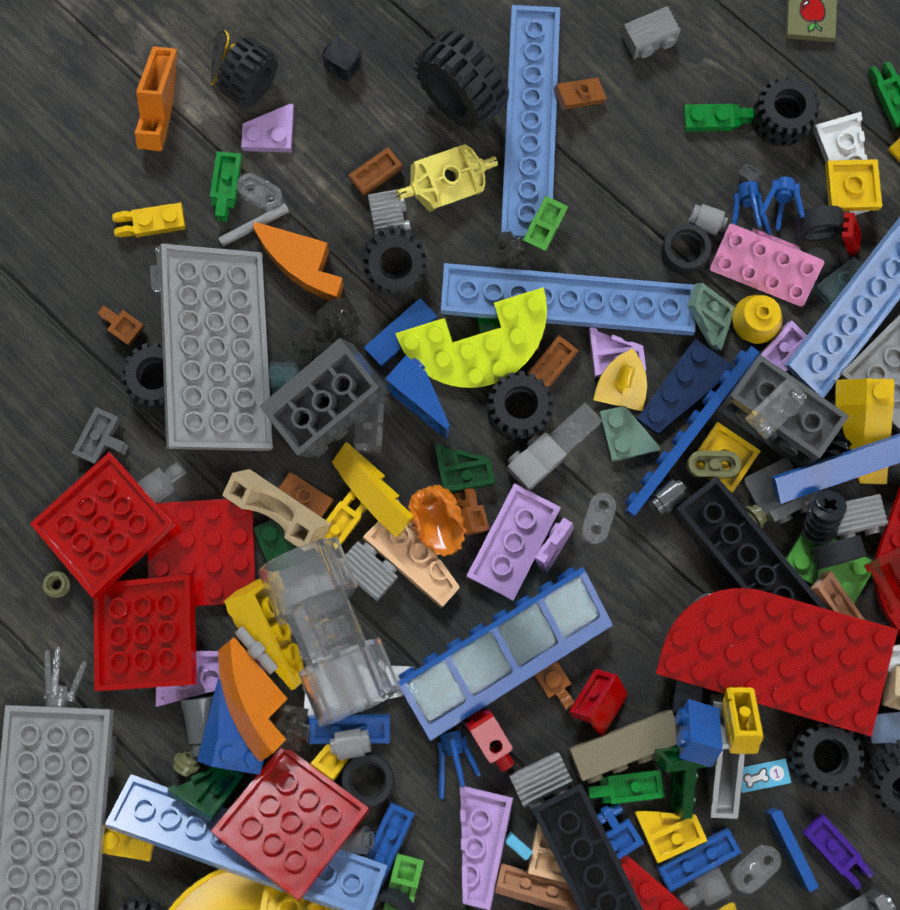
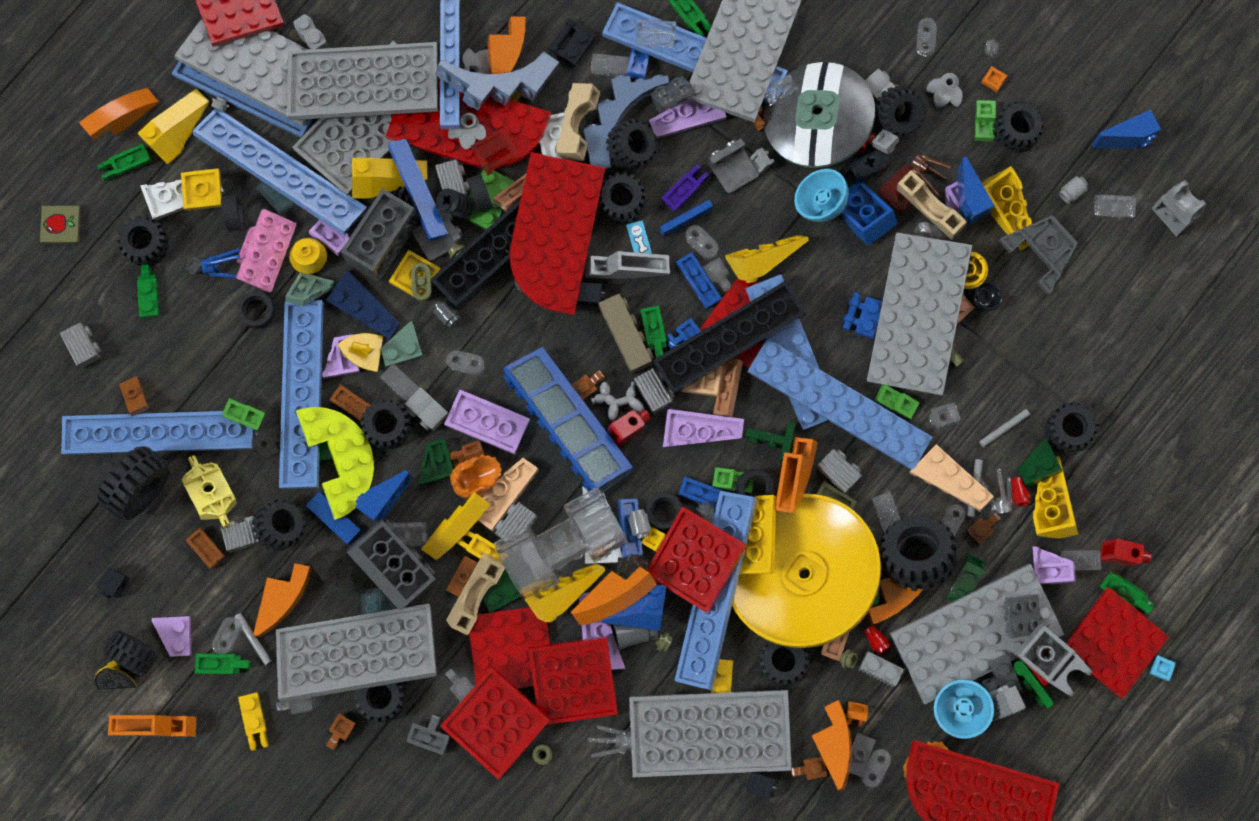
camera: 85 degrees left, 0 degrees up
(207, 791) = (680, 622): dark green wing -> none
(256, 650) = (579, 595): light grey bar -> none
(453, 744) = (634, 452): blue plant -> none
(518, 846) = (700, 402): medium azure tile -> none
(526, 721) = (615, 403): none -> light grey piece
(550, 550) = (494, 396): lavender wing -> none
(599, 700) = (595, 353): red panel -> none
(669, 834) = (682, 300): yellow wing -> none
(683, 439) = (391, 296): blue plate -> none
(683, 779) = (634, 292): dark green bracket -> none
(699, 733) = (612, 282): blue brick -> none
(708, 218) = (231, 295): light grey brick -> none
(742, 720) = (601, 254): yellow brick -> none
(776, 408) = (380, 238): clear hinge -> none
(784, 190) = (207, 239): blue plant -> none
(852, 234) = (240, 188): red tile -> none

